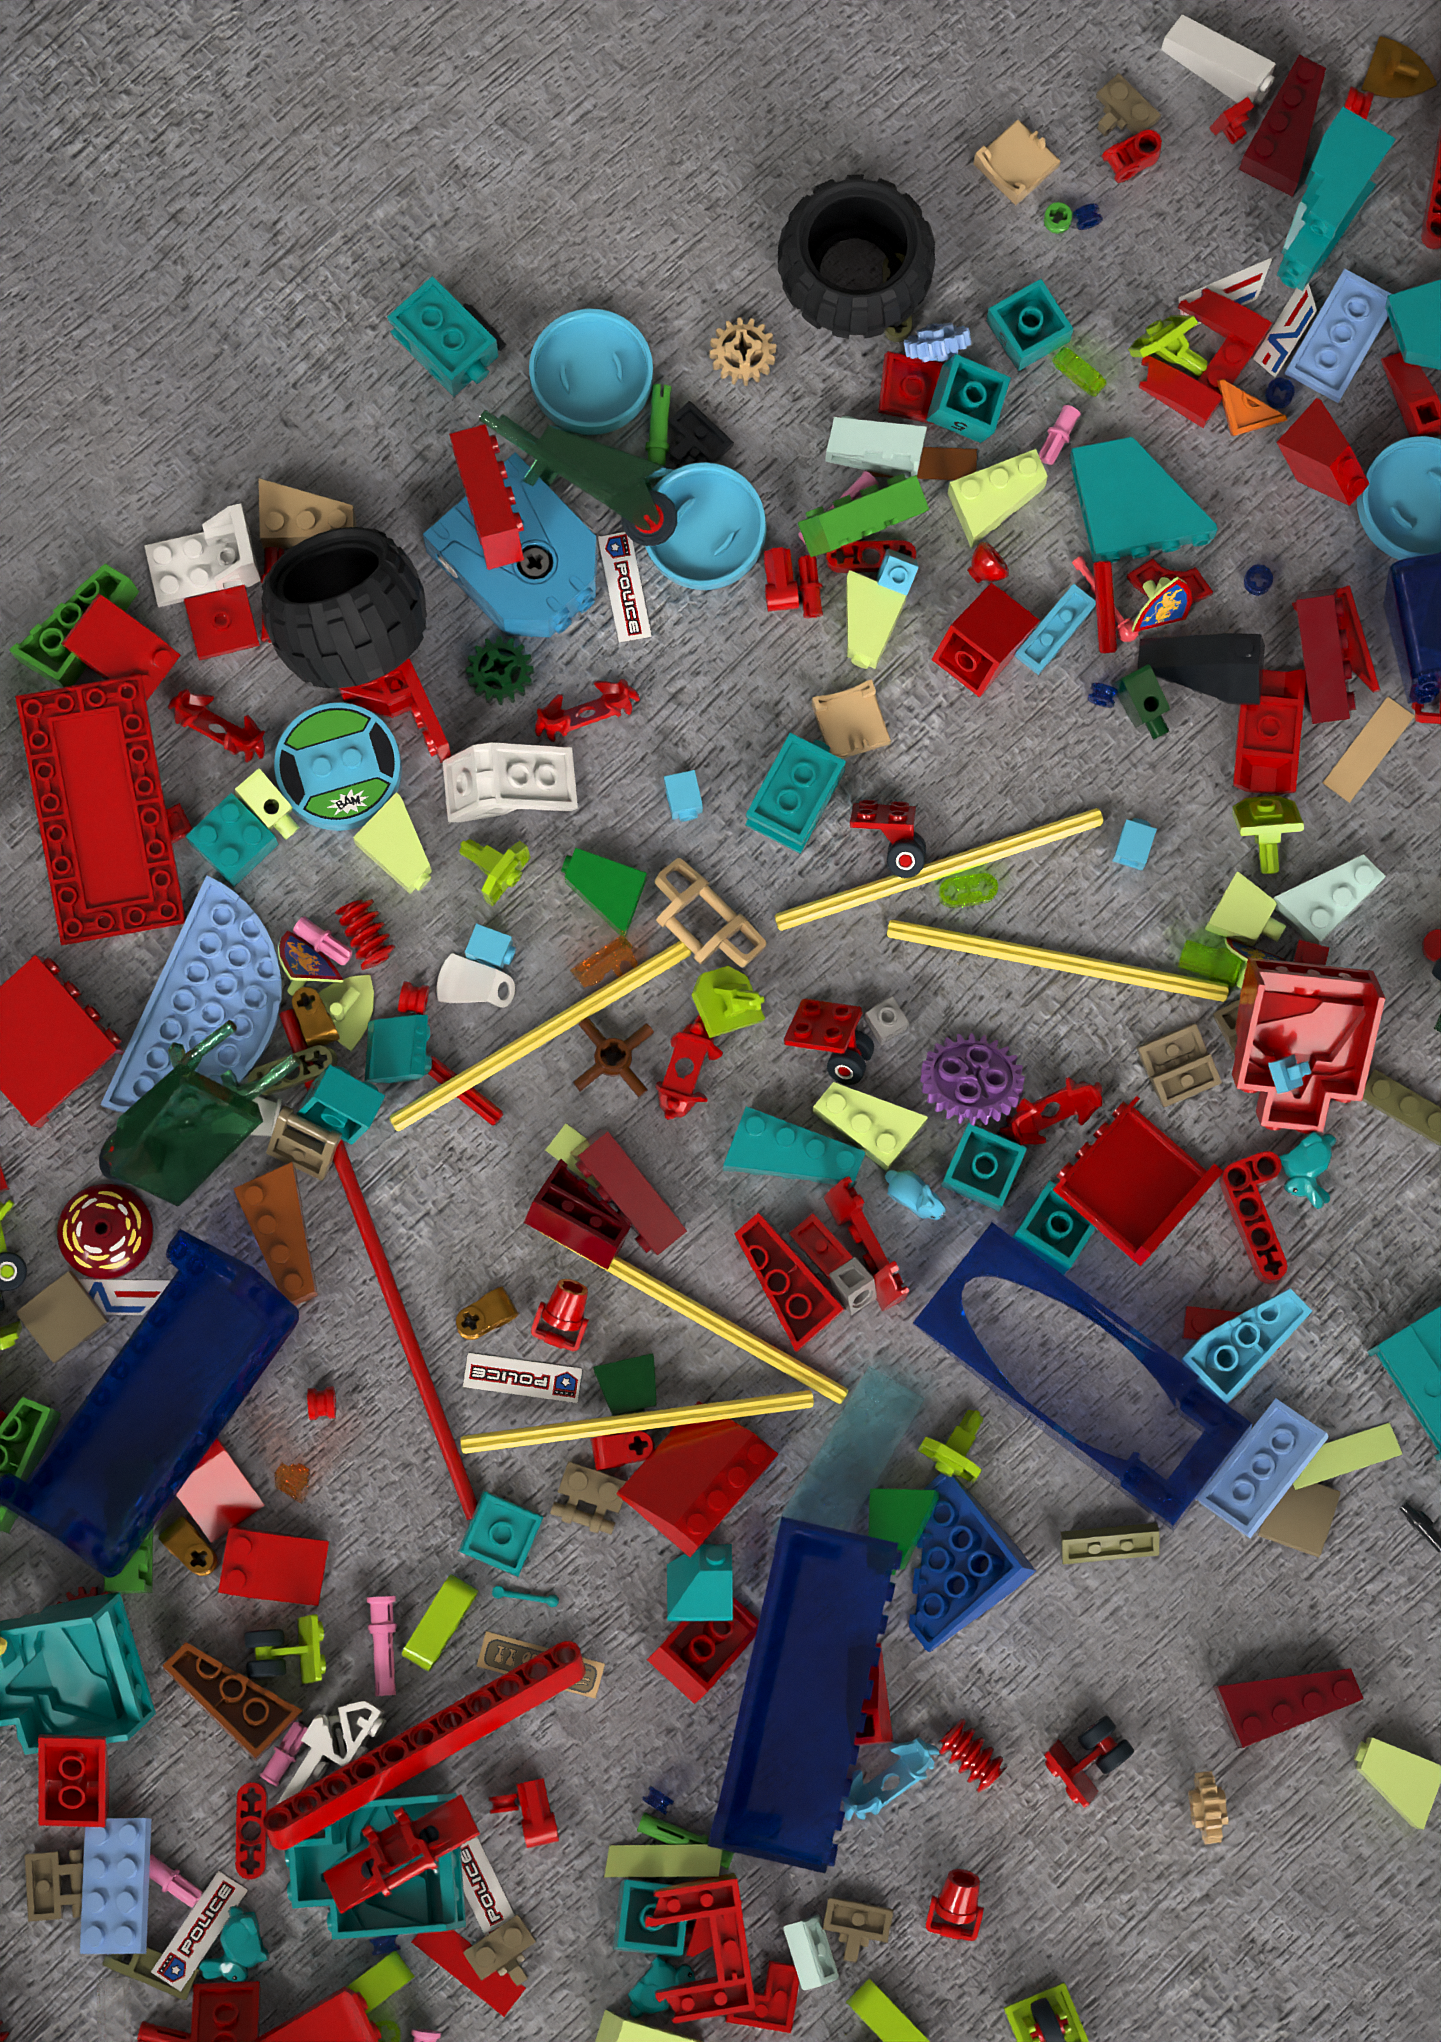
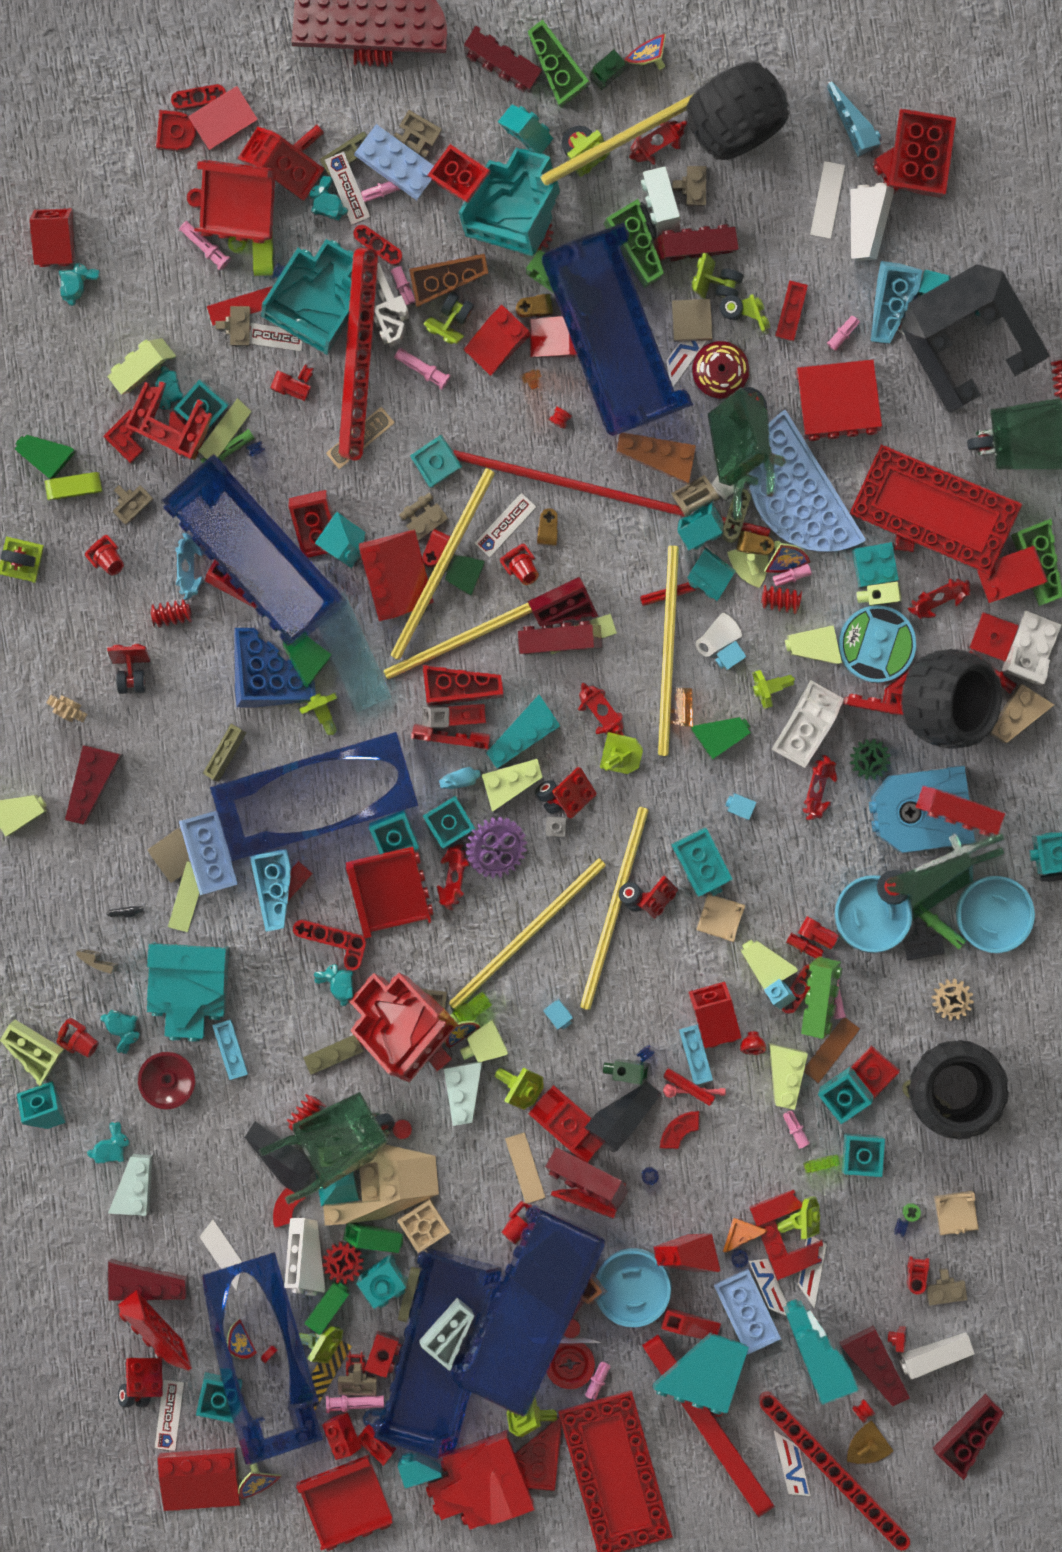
camera: 125 degrees right, 10 degrees up
(396, 1845) = (313, 326): red piece -> none
(413, 998) = (731, 600): red wheel -> none
(439, 1622) = (413, 402): lime beam -> none
(498, 1592) = (408, 441): teal hinge -> none
(614, 1045) = (637, 673): reddish brown bar -> none
(624, 587) = (870, 852): white sticker -> none
(720, 939) = (688, 782): tan bar -> none
(811, 1952) = (133, 472): light aqua slope -> none
(876, 446) = (854, 1030): light aqua wedge -> none
(937, 342) = (886, 1100): light blue gear -> none
(966, 883) = (597, 918): clear neon green beam -> none
(1133, 503) = (733, 1140): teal slope -> none
(1167, 603) = (668, 1118): shield -> none
(1178, 1065) = (433, 956): dark tan slope -> none
(1287, 1073) = (388, 1003): medium azure tile -> none

